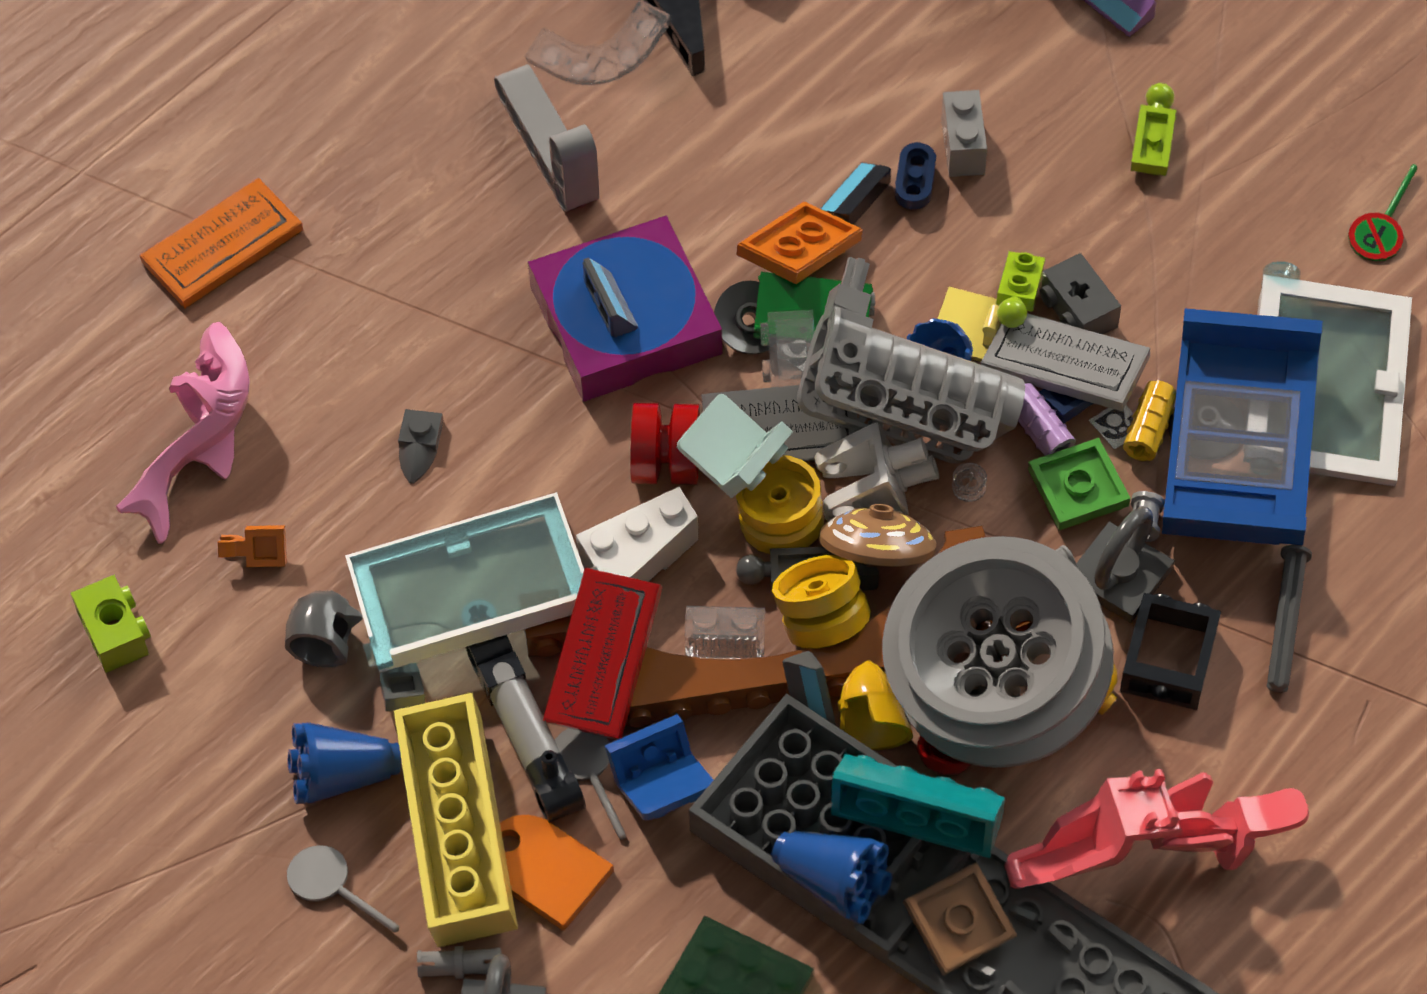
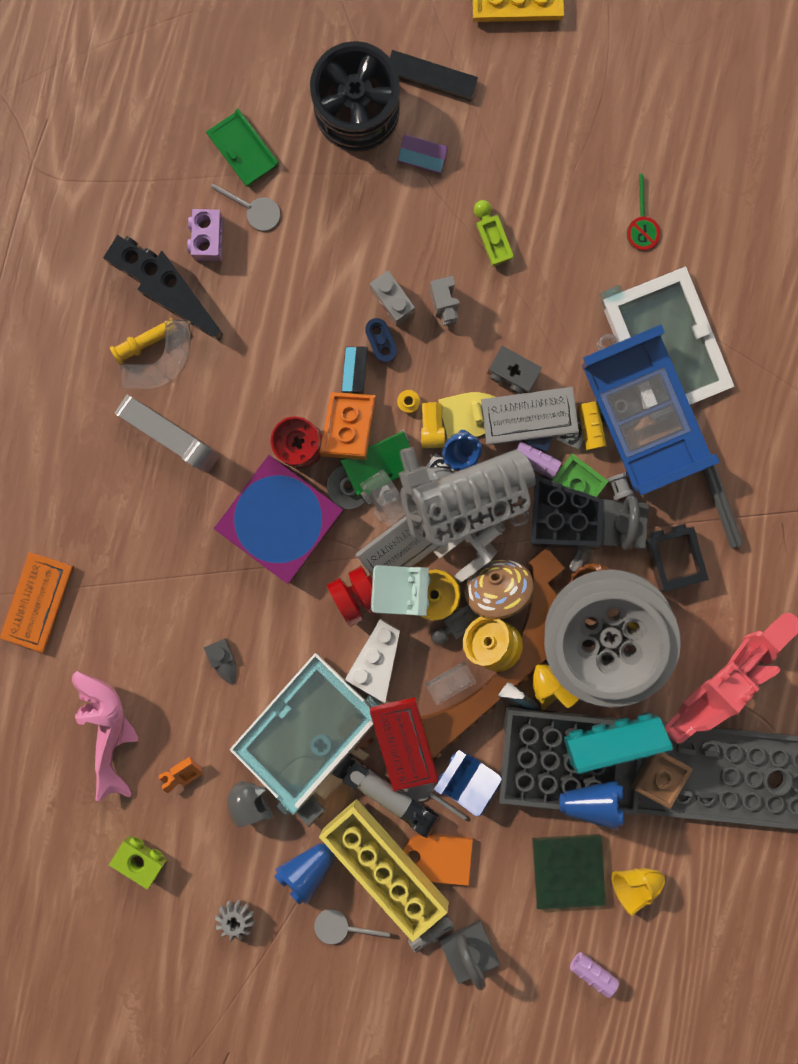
camera: 30 degrees left, 30 degrees up
(191, 761) = (227, 923): none -> light grey gear
(578, 21) = (134, 345): none -> yellow pin
(608, 298) = (273, 529): dark grey slope -> none
(711, 221) = (285, 438): none -> red wheel
(904, 273) = (408, 408): none -> yellow plate
(918, 305) = (432, 432): none -> yellow piece
(1018, 287) = (479, 383): lime plate -> none
(1035, 162) = (443, 304): none -> light grey hips
(1035, 498) = (566, 517): none -> black wedge

